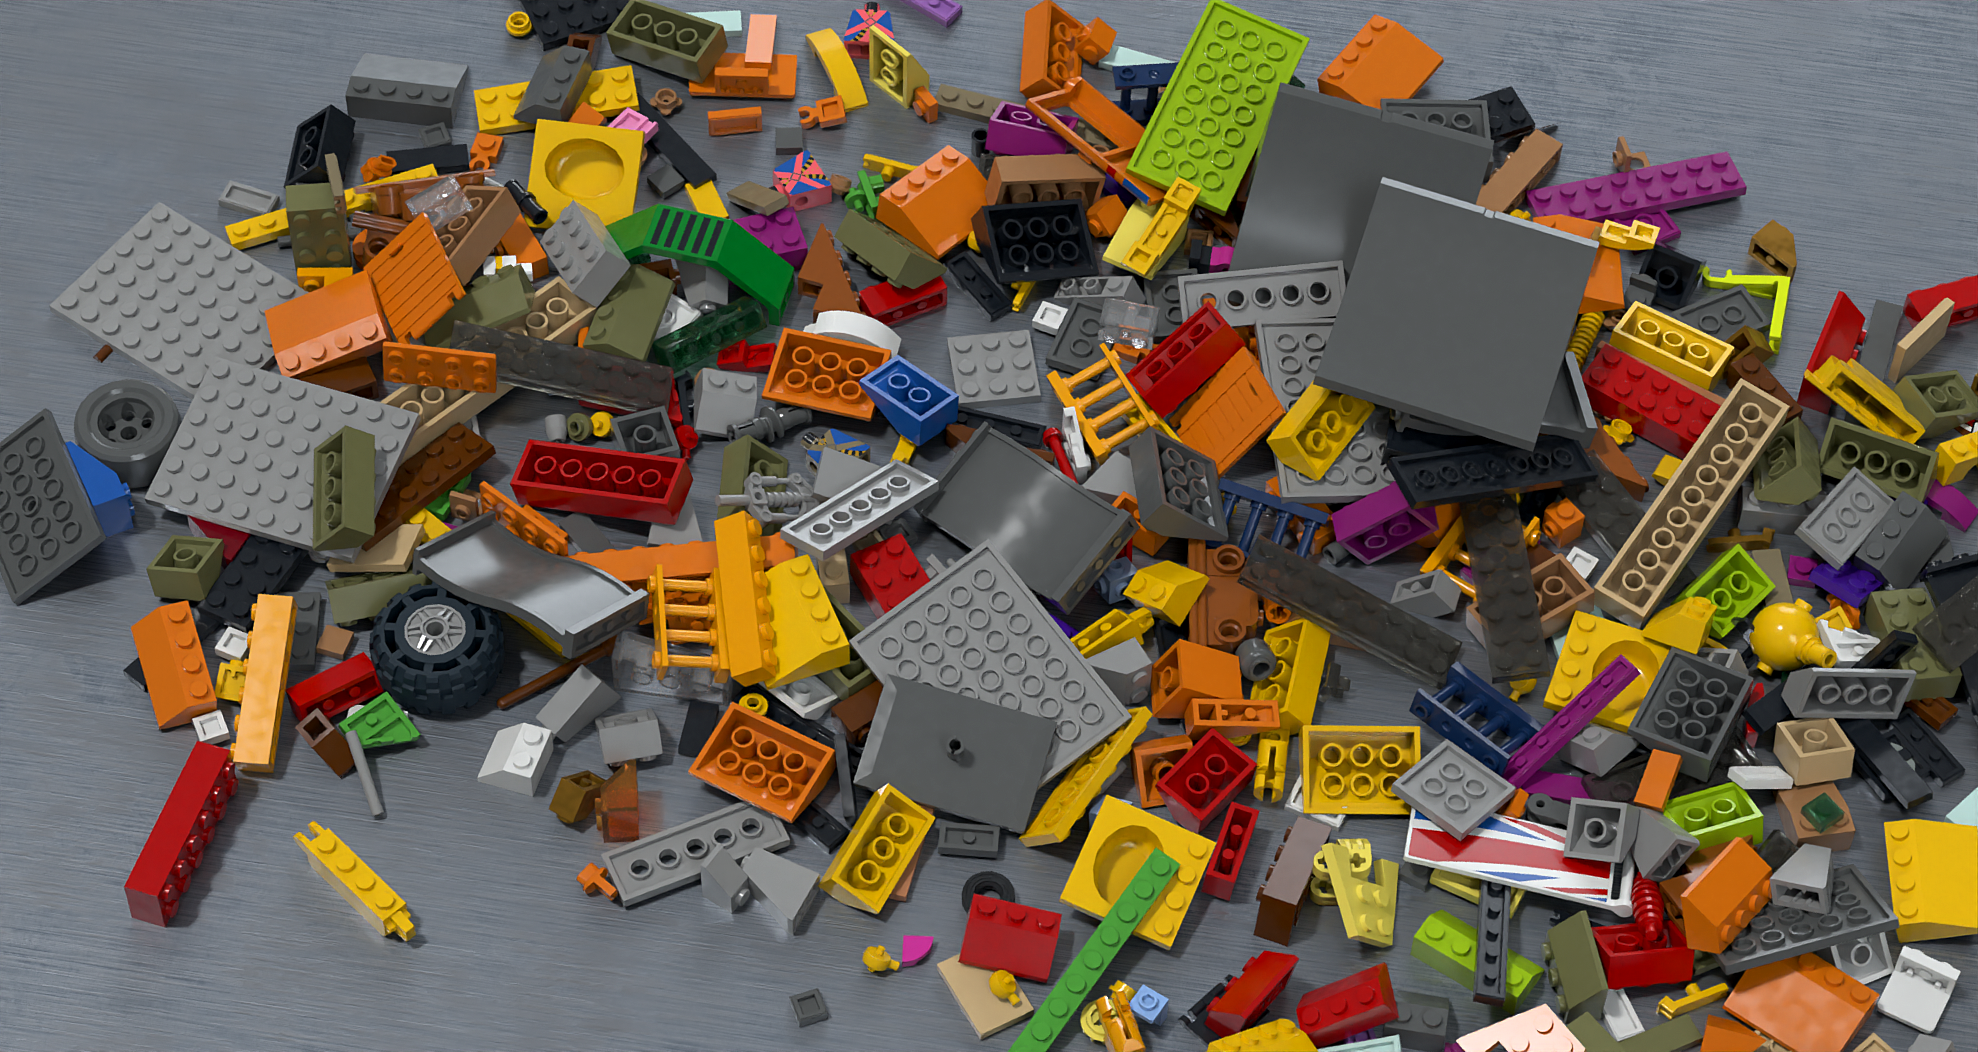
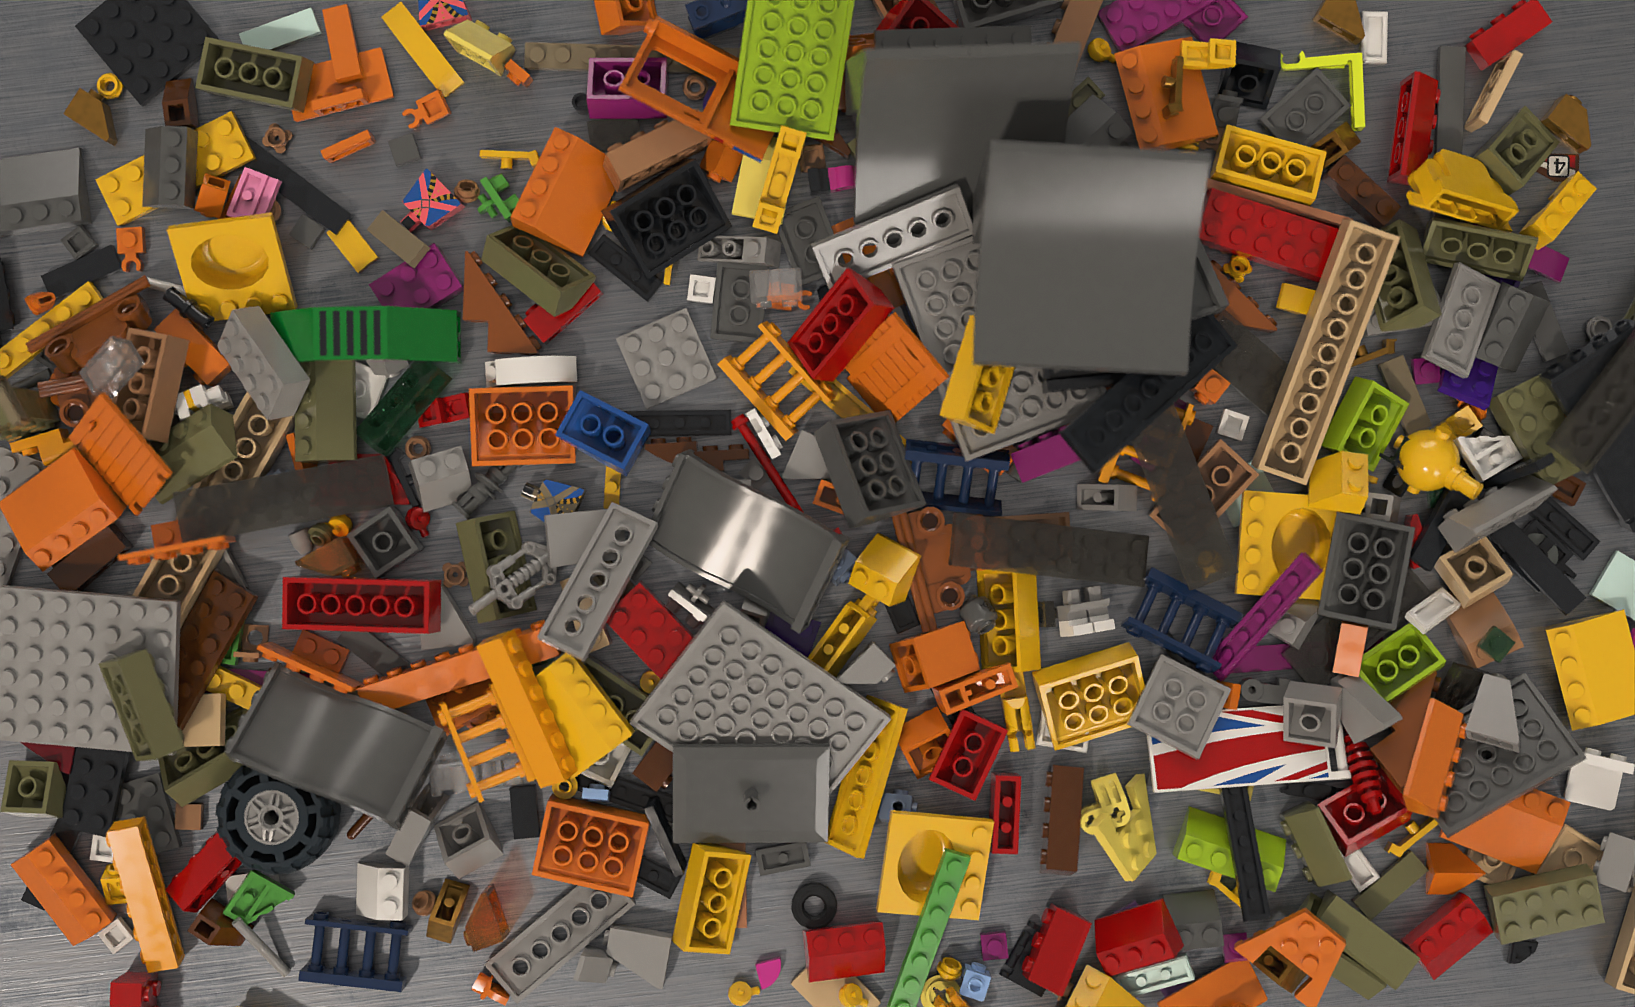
camera: 10 degrees left, 35 degrees up
(463, 835) = (366, 976): none -> dark blue fence
(492, 39) = (92, 114): none -> pearl gold slope
(552, 780) = (424, 902): none -> medium nougat plate
(583, 429) = (333, 559): none -> clear orange slope
(705, 491) = (449, 569): none -> medium nougat plate
(786, 715) = (596, 793): none -> light blue plate
(1181, 989) = (994, 945): none -> magenta plate
(1372, 688) = (1084, 617): none -> light grey hips
(1468, 1007) = (1214, 879): none -> yellow piece
(1807, 280) = (1375, 41): none -> white tile

